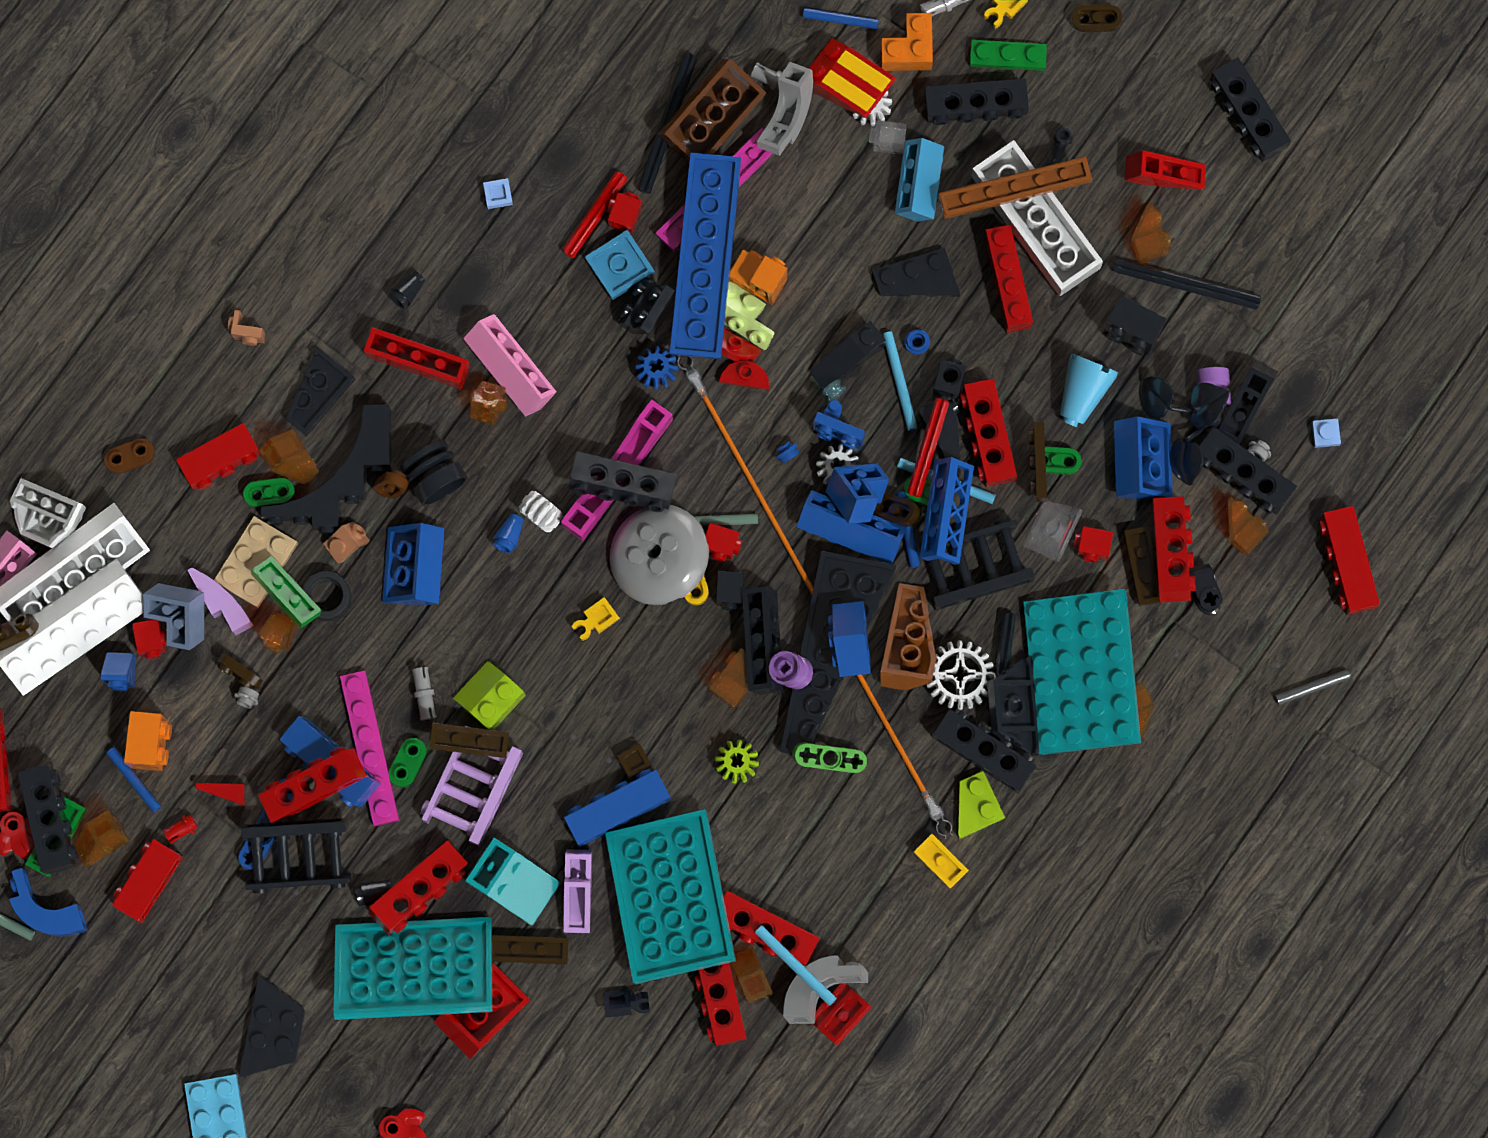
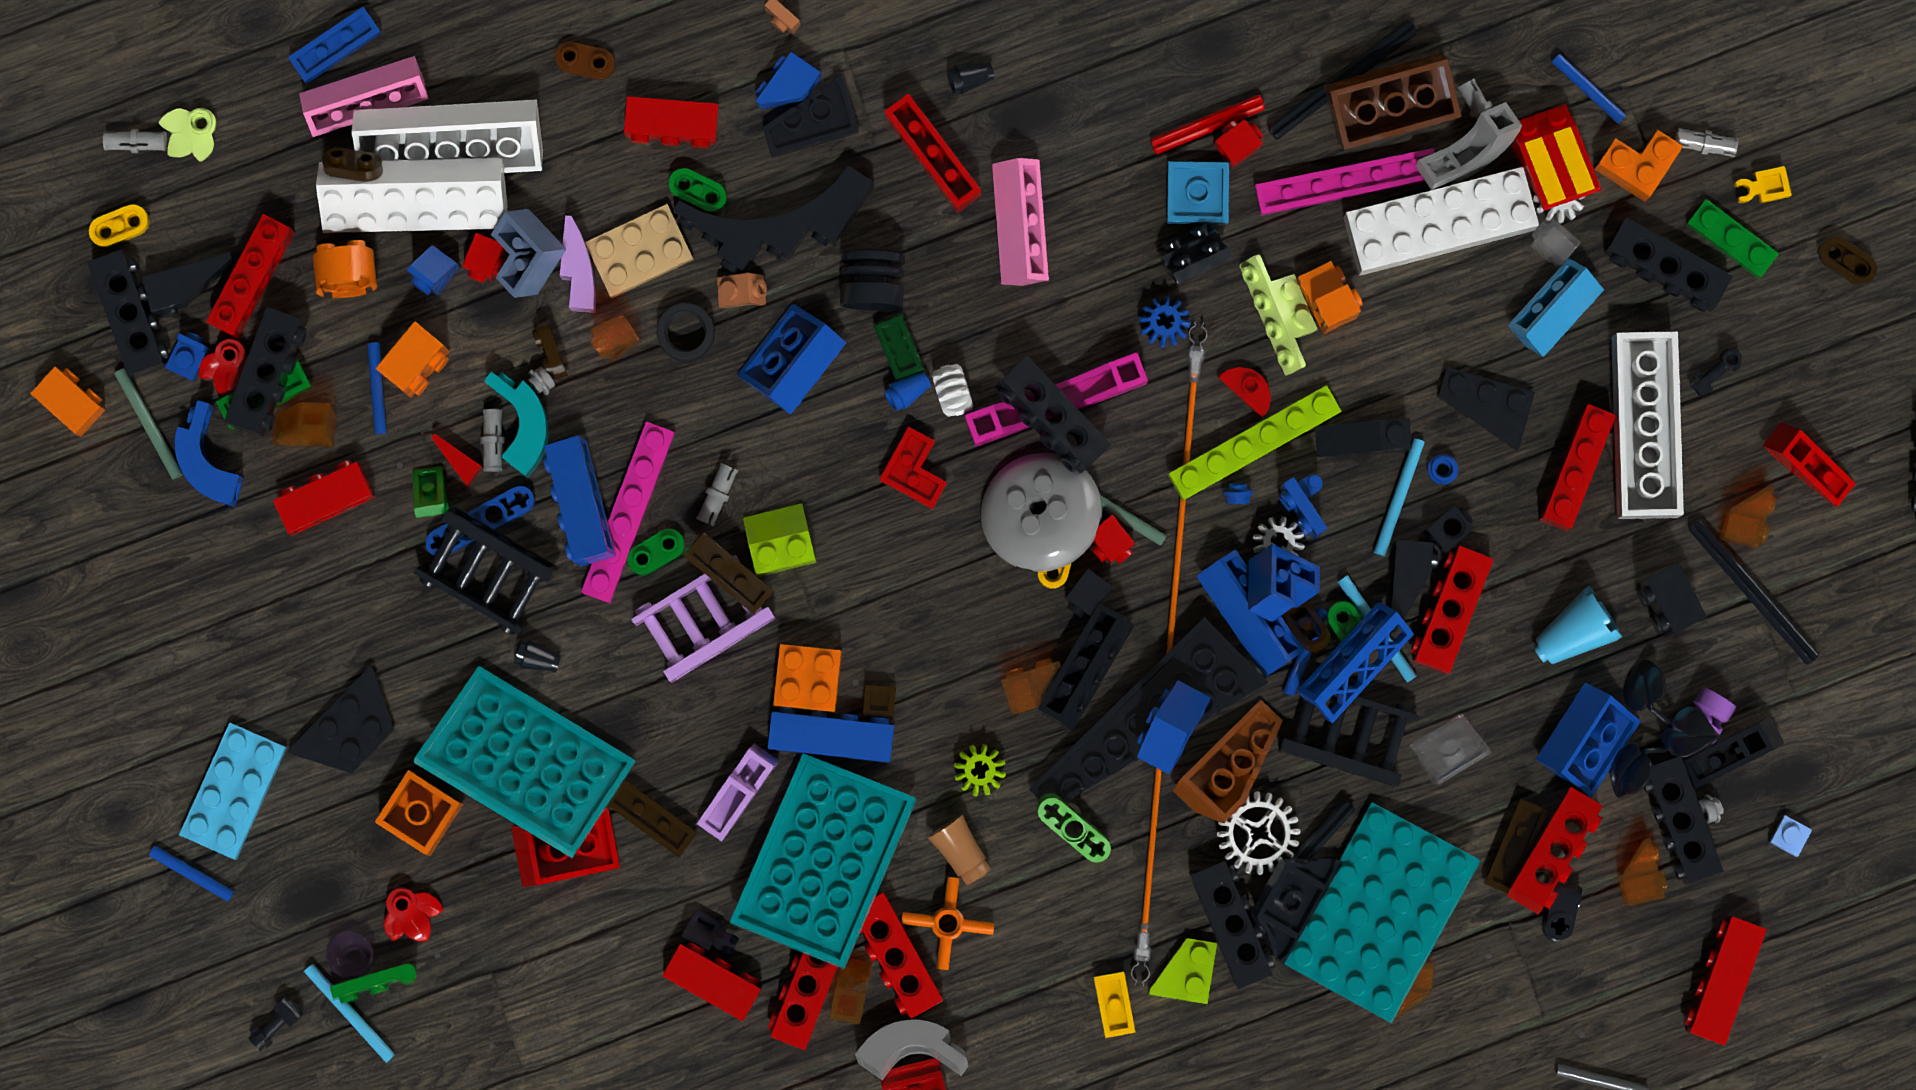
camera: 30 degrees right, 5 degrees up
(44, 514) = (462, 64): white wedge -> none
(55, 710) = (344, 269): none -> orange brick
(180, 829) = (390, 468): red pin -> none
(219, 827) = (429, 492): none -> green slope
(240, 761) = (492, 440): none -> light grey pin
(269, 748) = (533, 431): none -> teal arch
(285, 375) = (790, 84): none -> blue slope
(286, 592) = (647, 303): plate -> none
(289, 457) = (740, 169): clear orange slope -> none
(348, 771) = (588, 525): red brick -> none
(362, 1055) = (419, 813): none -> orange brick
(391, 484) = (822, 264): reddish brown plate -> none
(444, 857) = (629, 671): red brick -> none
(483, 507) = (898, 347): none -> dark green plate
(488, 402) = (978, 241): clear orange brick -> none
(498, 193) = (1124, 39): light blue plate -> none
(512, 881) = (680, 741): slope -> none
(545, 590) = (905, 470): none -> red plate
(573, 778) = (807, 678): none -> orange brick
(598, 616) = (941, 534): yellow plate -> none
(648, 1034) = (713, 980): none -> red brick
(705, 256) = (1288, 242): blue plate -> none
(738, 348) = (1256, 351): red plate -> none
(761, 825) = (960, 849): none -> medium nougat plant
(774, 409) = (1254, 443): none -> lime plate
(791, 670) = (1093, 717): medium lavender wheel -> none
(791, 893) = (932, 921): none -> orange bar
(795, 965) = (900, 1012): medium azure bar -> none
(801, 173) = (1441, 221): none -> white brick
(834, 390) = (1326, 463): clear light blue bush -> none
(928, 447) = (1380, 585): red axle -> none
(1015, 187) = (1646, 381): dark orange tile -> none
(1038, 462) = (1480, 673): dark brown plate -> none
(1056, 457) = (1499, 682): green plate -> none
(1093, 544) = (1480, 791): red brick -> none

